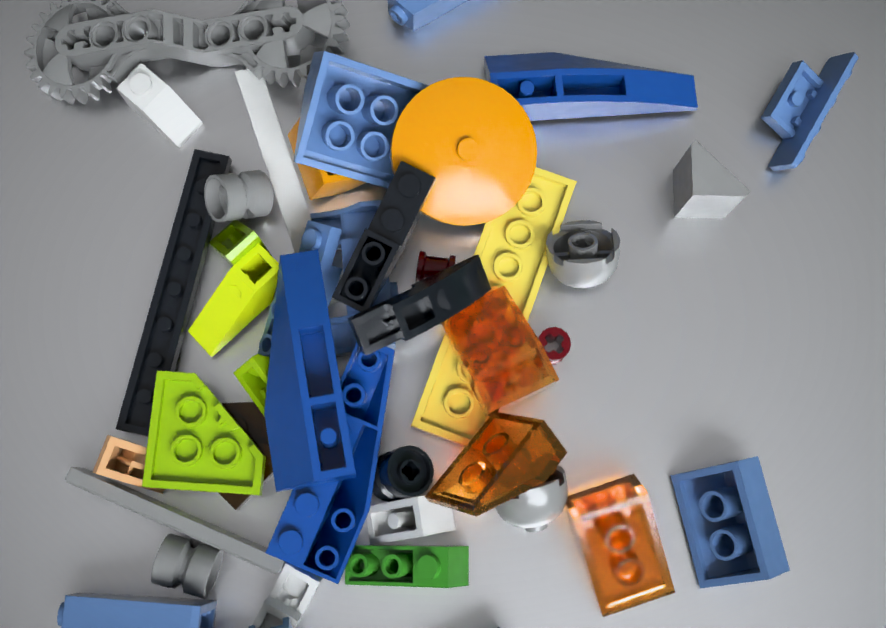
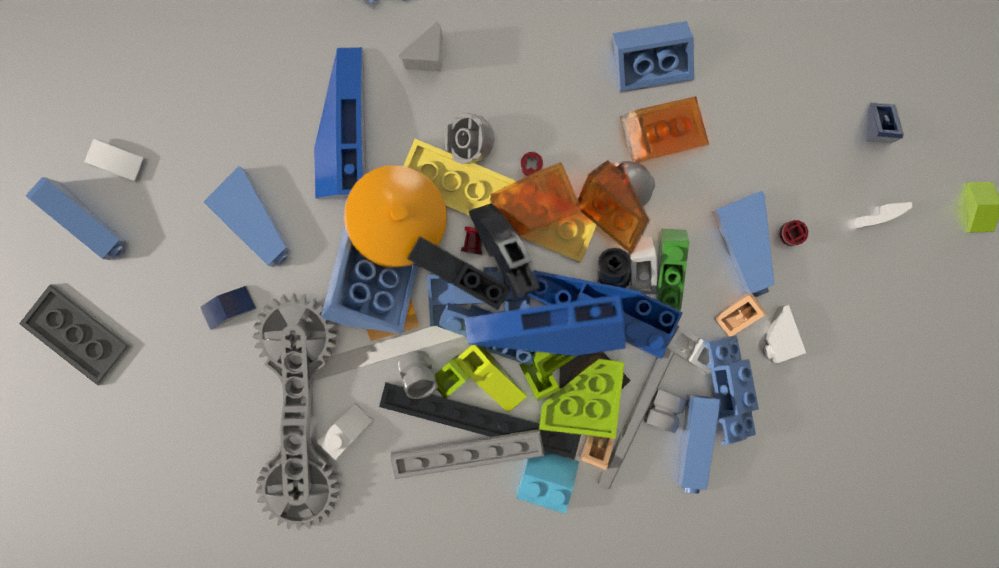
camera: 80 degrees left, 10 degrees up
(82, 390) = (548, 481): none -> medium azure slope
(126, 276) = (467, 454): none -> light grey tile
(219, 373) = (541, 387): none -> lime slope

